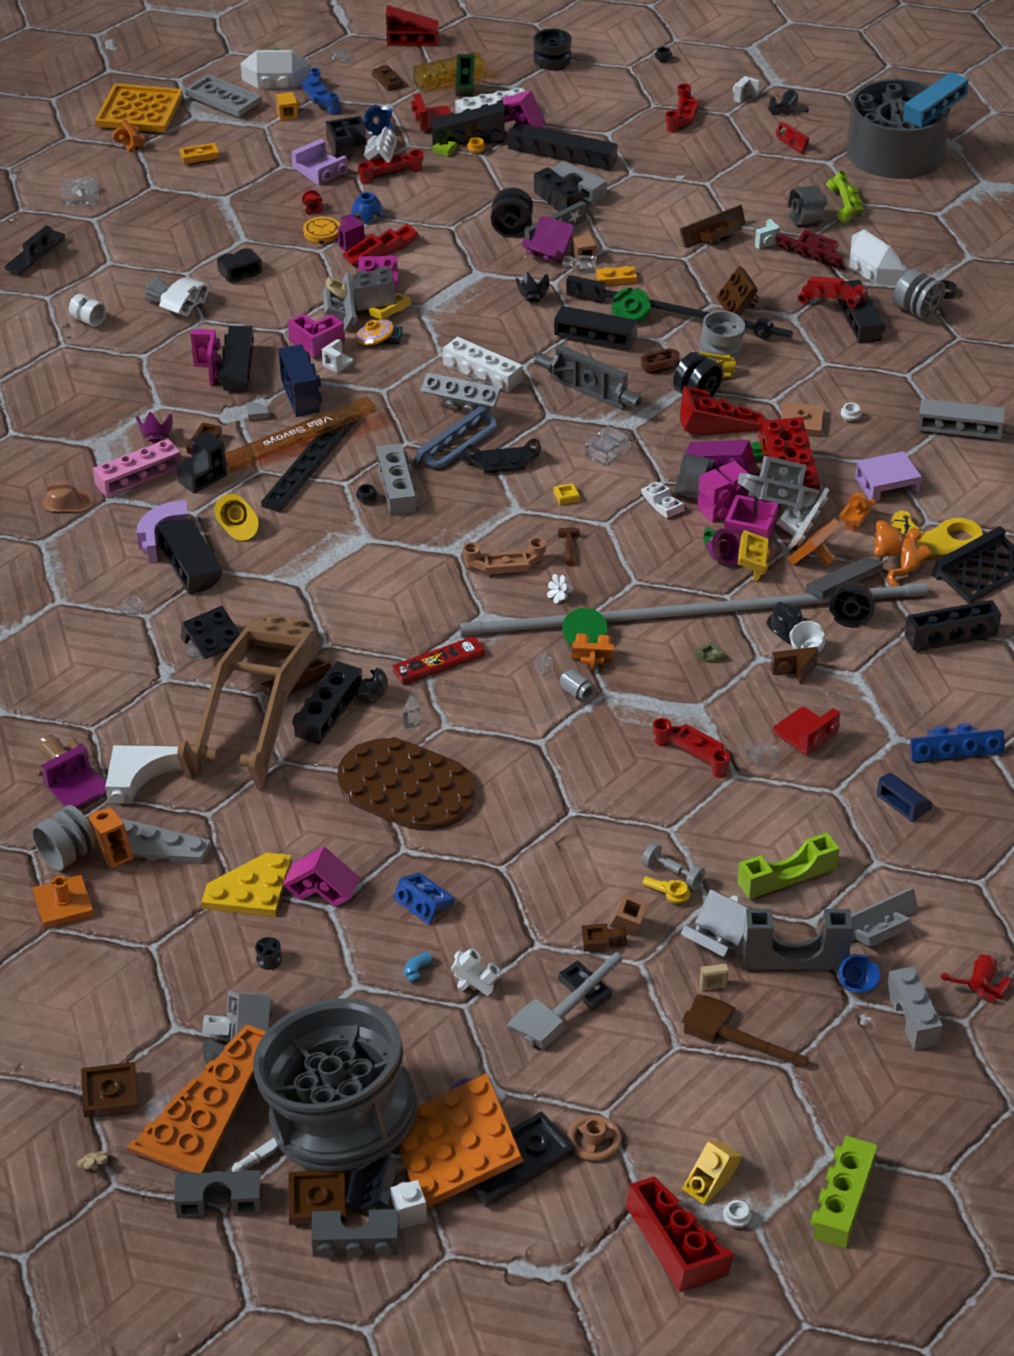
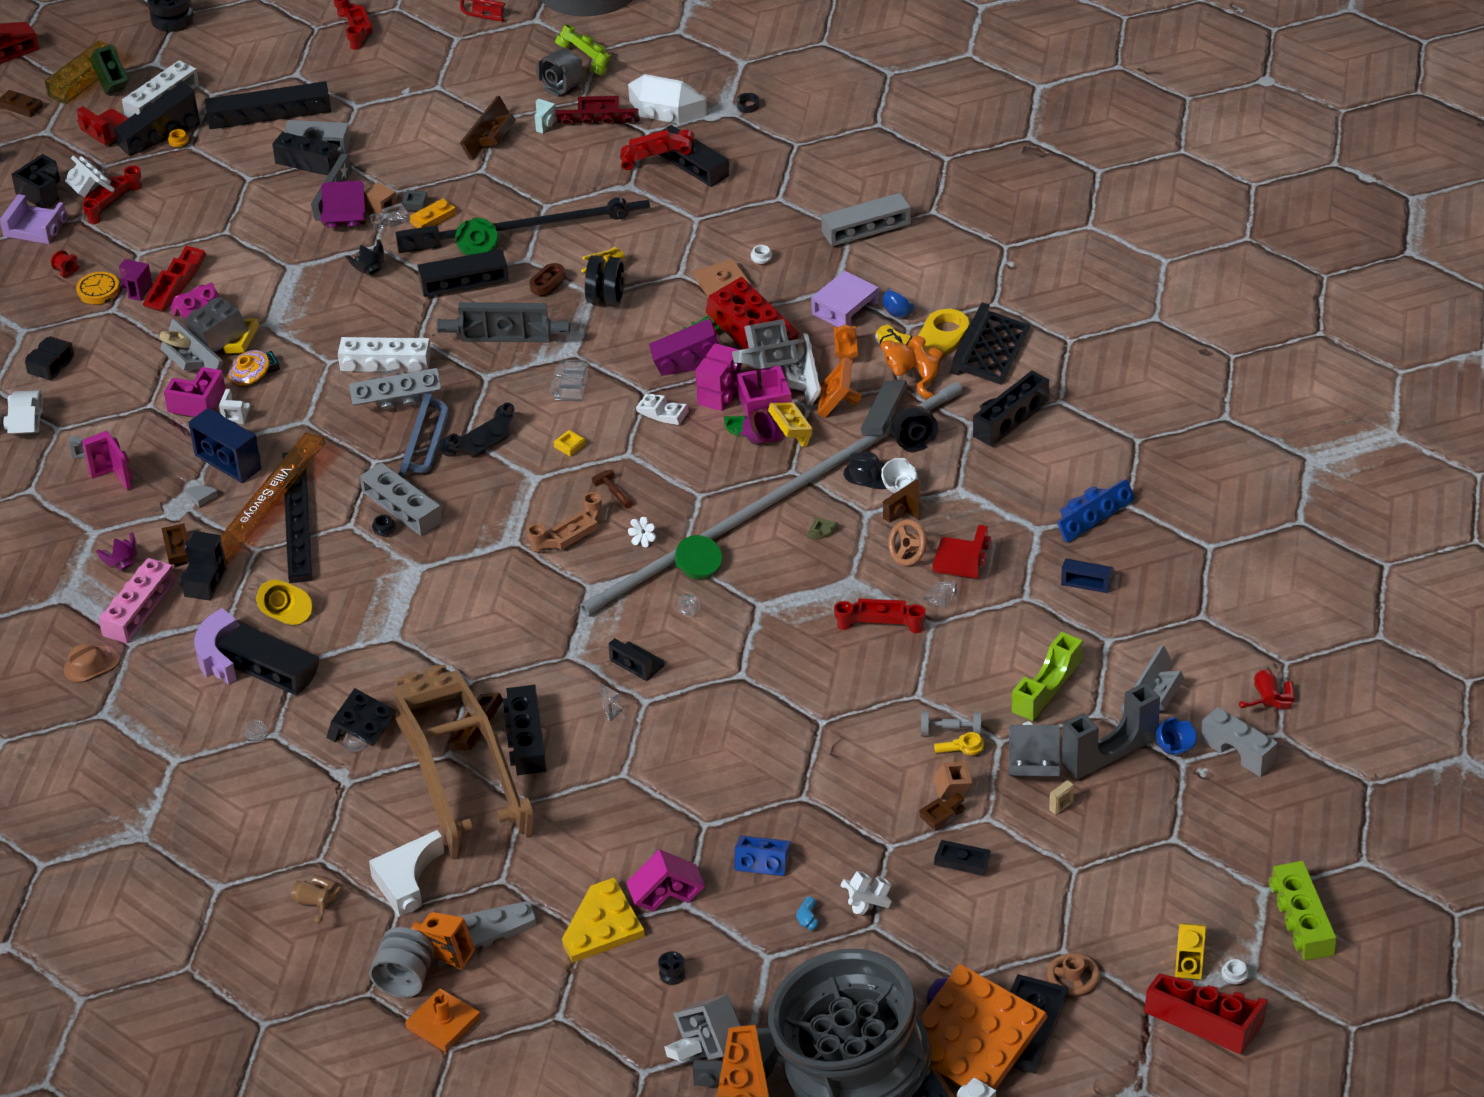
camera: 30 degrees left, 0 degrees up
(72, 778) = (353, 911): magenta bracket -> none
(237, 358) = (143, 454): black brick -> none
(367, 205) = (126, 243): blue piece -> none
(373, 688) = (555, 696): black hair -> none
(383, 115) = (61, 153): blue piece -> none
(406, 784) = (657, 767): reddish brown plate -> none
(438, 660) = (588, 646): red tile -> none
(445, 149) = (146, 155): lime tile -> none
(465, 687) = (634, 659): none -> black panel
(511, 212) = (284, 192): black wheel -> none
(523, 109) = (203, 81): dark pink brick -> none
(541, 1025) = (956, 907): light grey piece -> none
(576, 685) = (734, 609): light grey brick -> none
(592, 652) = (724, 575): orange hips -> none
(610, 258) = (414, 200): none -> dark grey plate
(688, 478) = (678, 375): flat silver brick -> none
(709, 1019) = (1083, 833): reddish brown piece -> none
(712, 416) = (644, 311): red wedge -> none
(722, 334) = (591, 230): light grey wheel -> none
(738, 292) = (569, 184): reddish brown plate -> none
(769, 697) = (909, 543): none -> nougat piece
(919, 293) = (736, 116): light grey wheel -> none
(928, 498) = (897, 305): none -> blue hair

